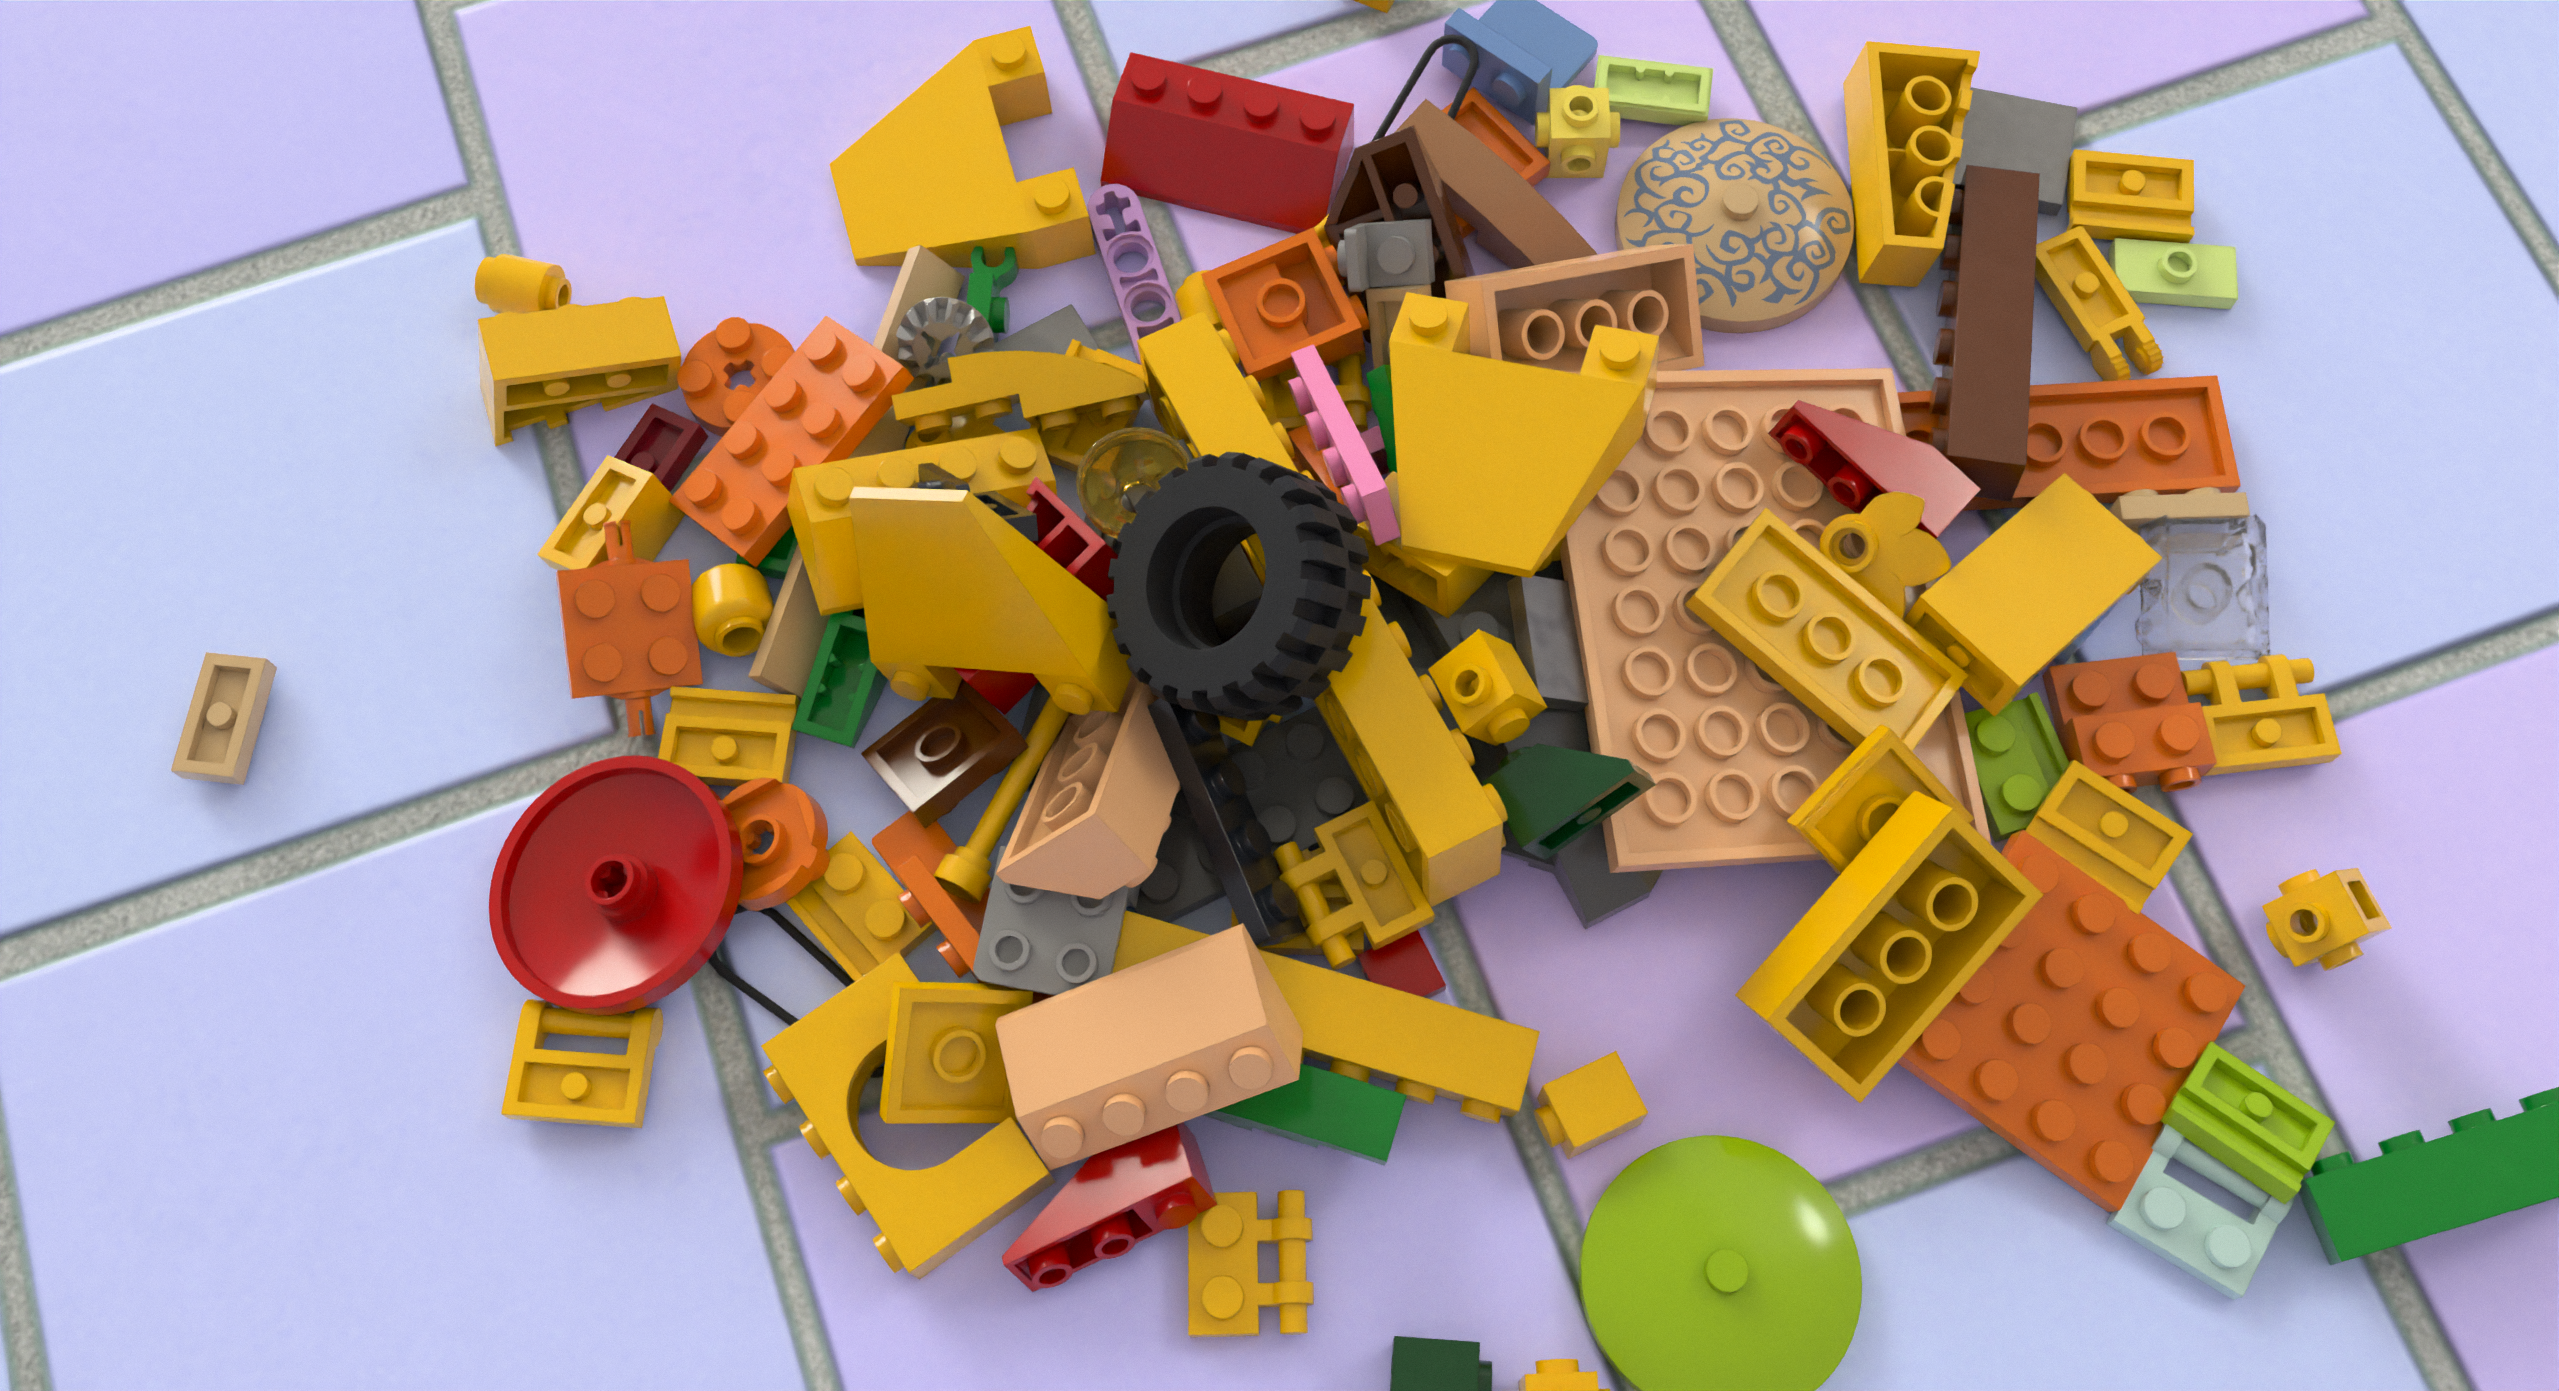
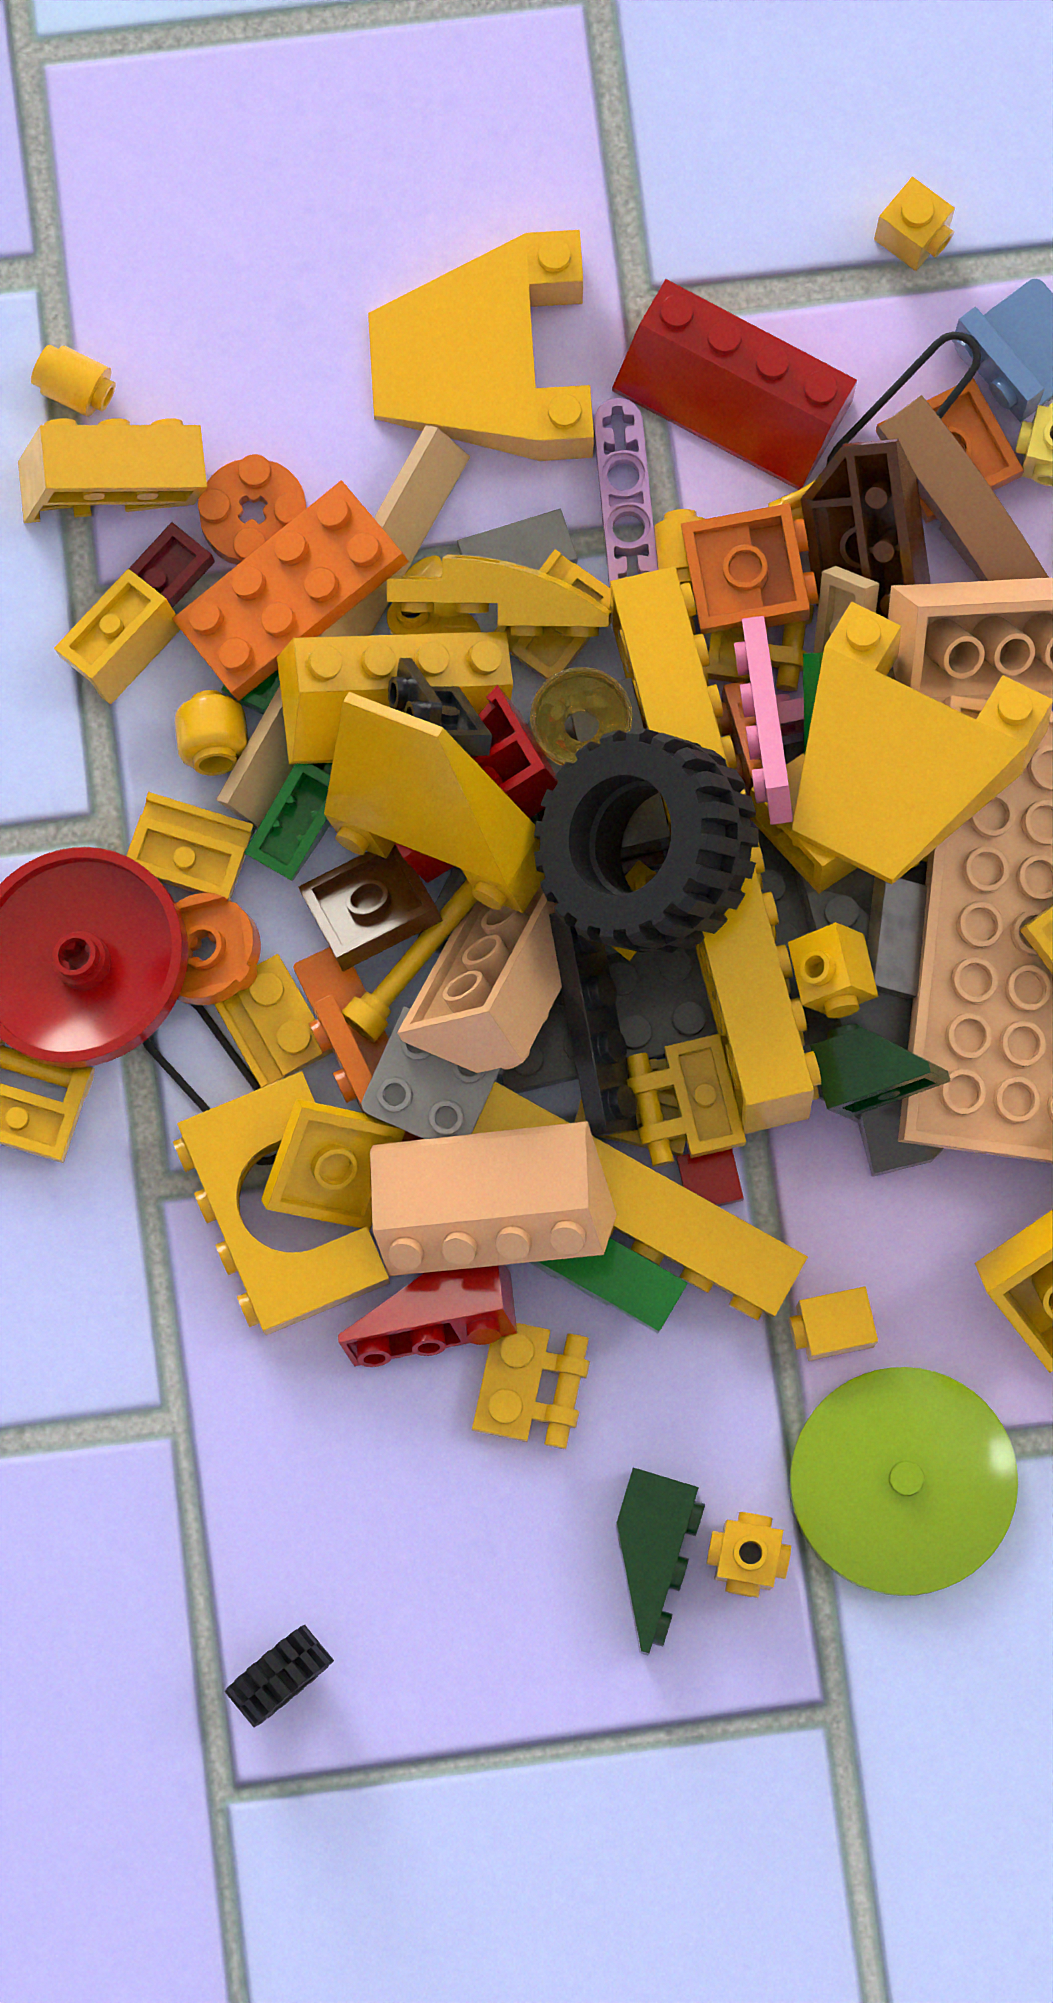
camera: 10 degrees right, 10 degrees up
(628, 628) = (122, 733): orange plate -> none
(941, 319) = (444, 512): light grey gear -> none
(986, 286) = (484, 499): green plate -> none
(1387, 254) = (848, 546): light grey bracket -> none

